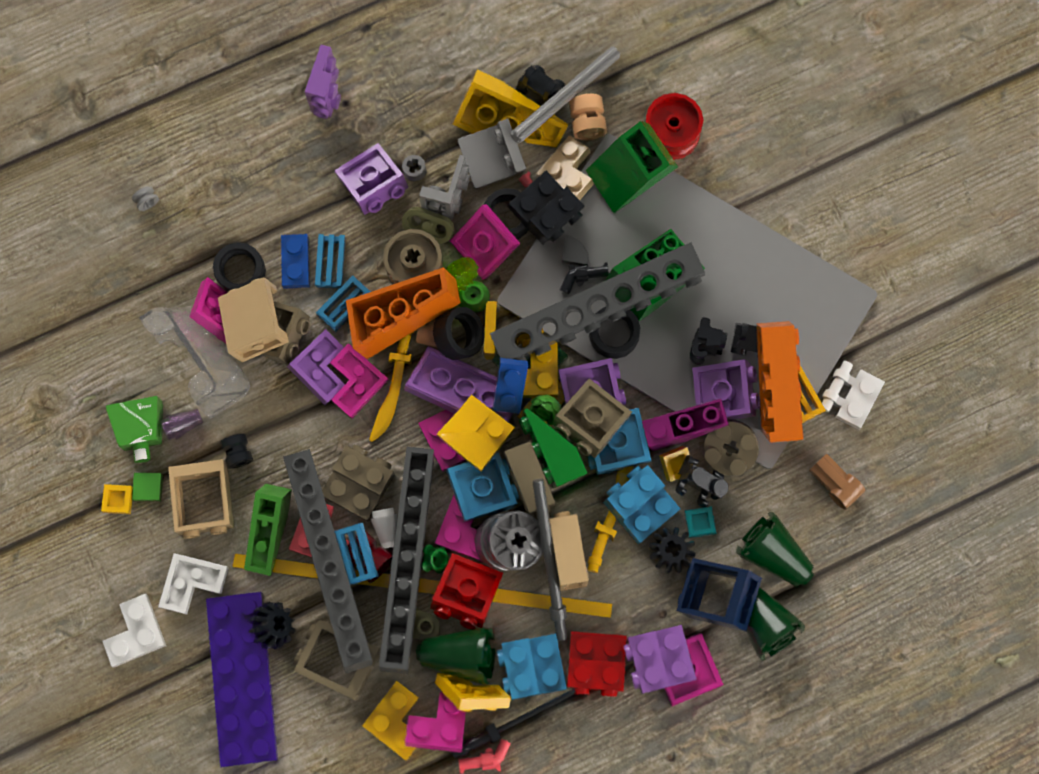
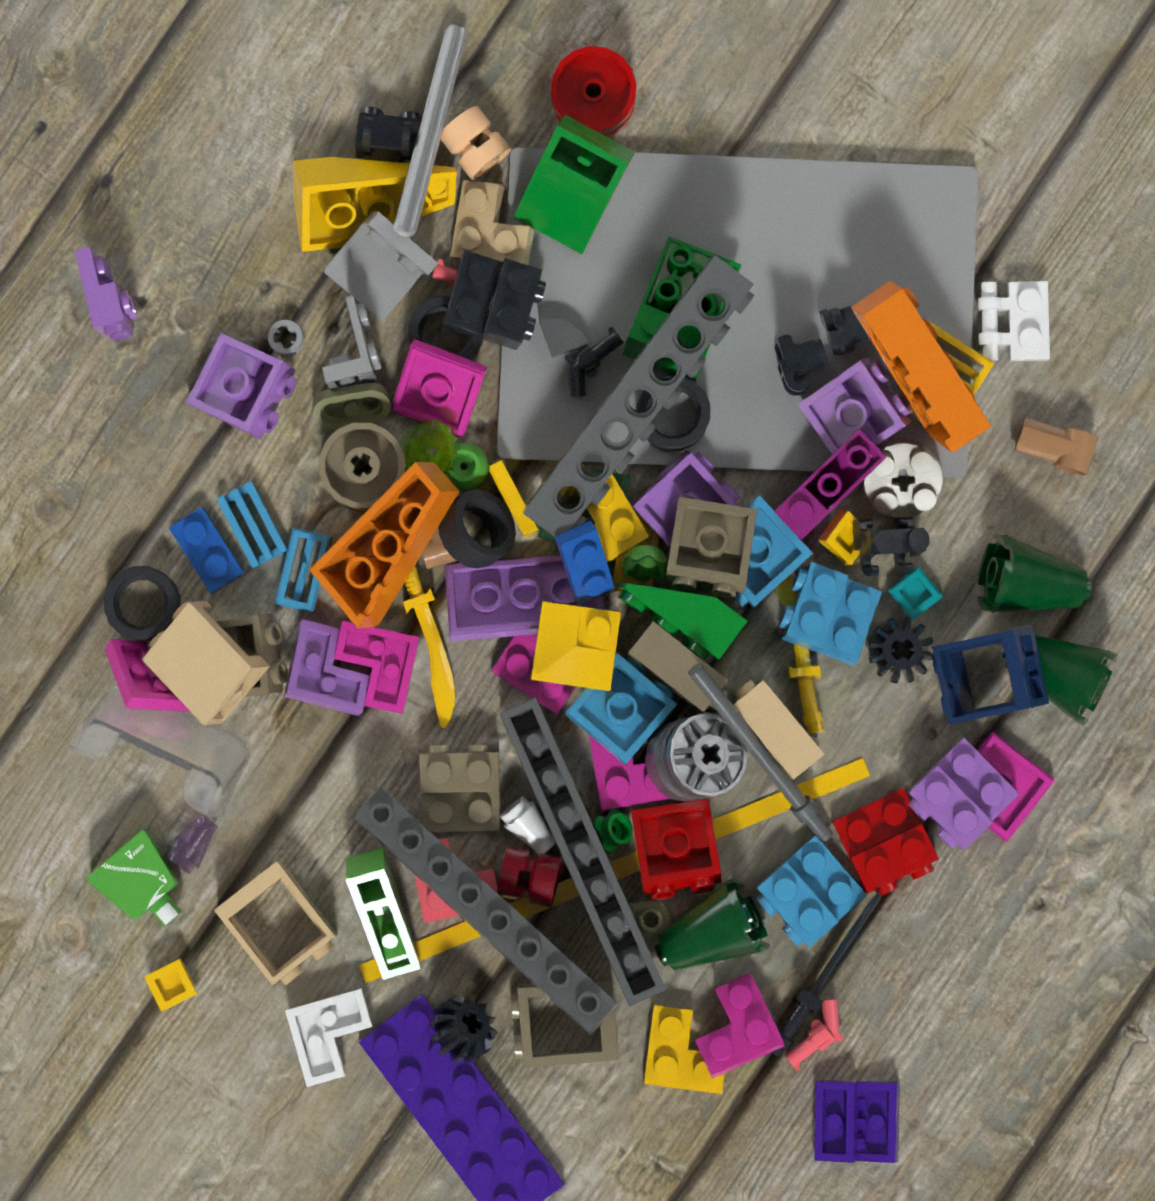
camera: 30 degrees left, 10 degrees up
(142, 633) = (306, 1132): white plate -> none
(147, 487) = (198, 947): bright green tile -> none
(236, 451) = (284, 839): black wheel -> none
(366, 551) = (527, 873): dark azure tile -> none
(469, 696) = (757, 975): yellow plate -> none

